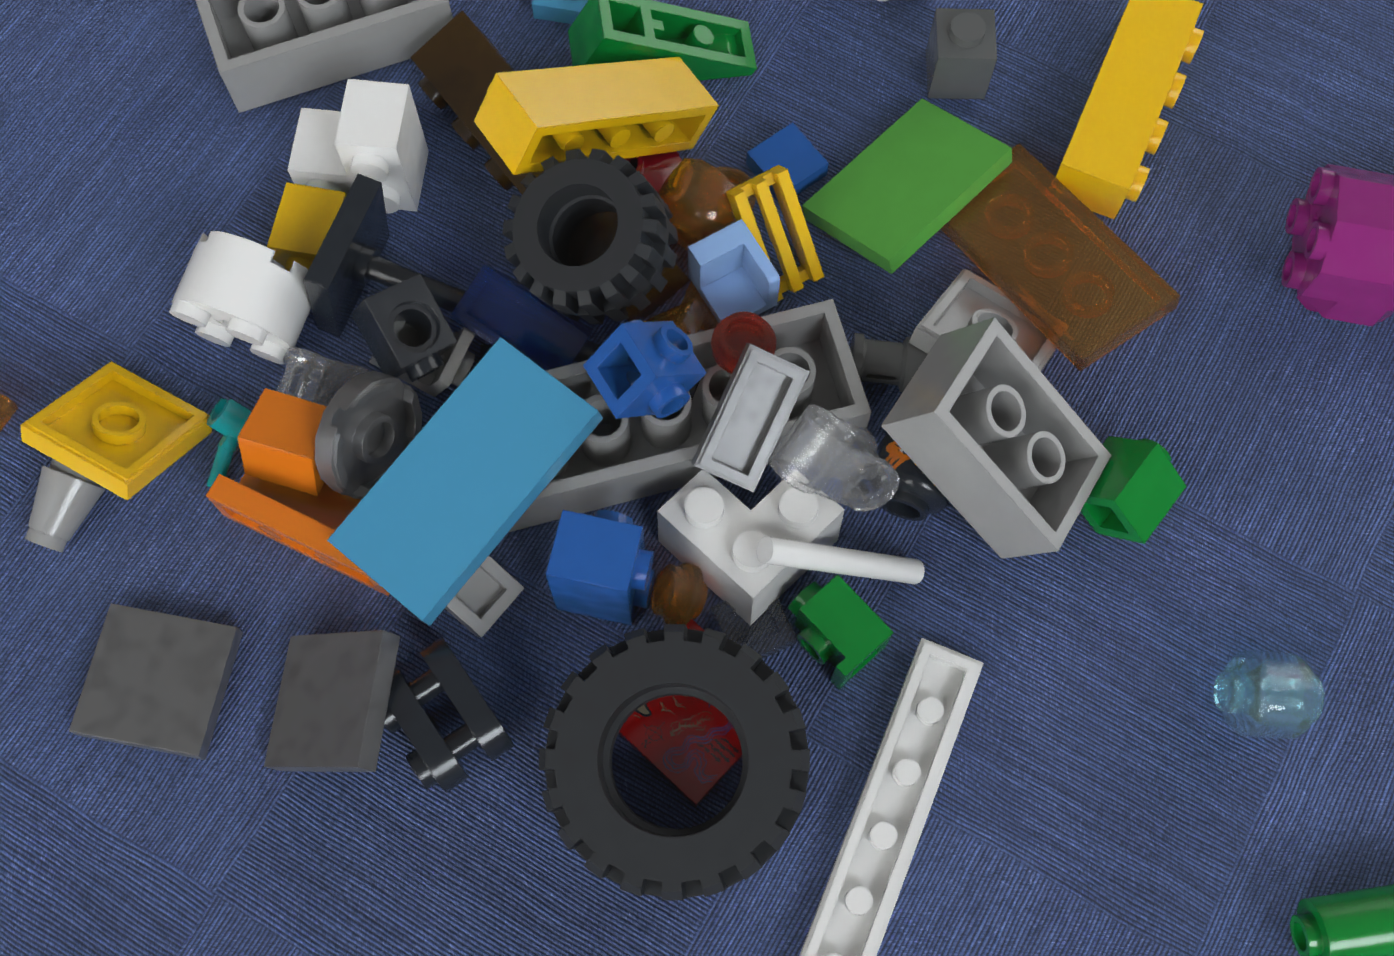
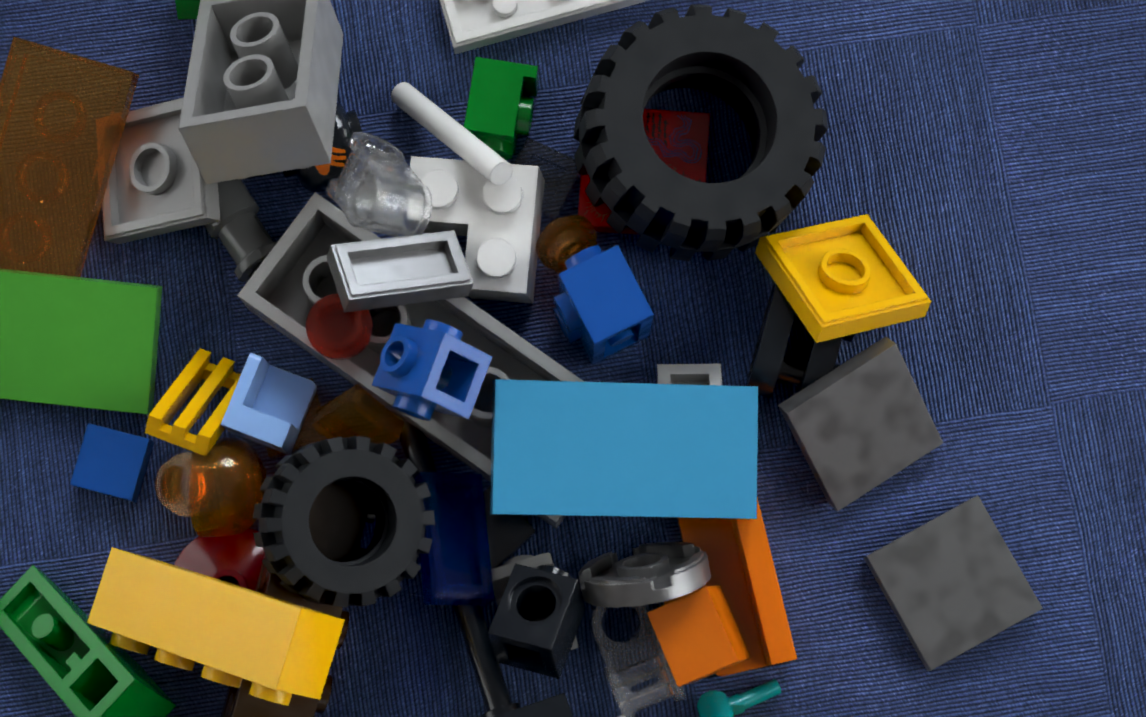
camera: 130 degrees left, 10 degrees up
(456, 783) = (842, 277): none -> yellow tile

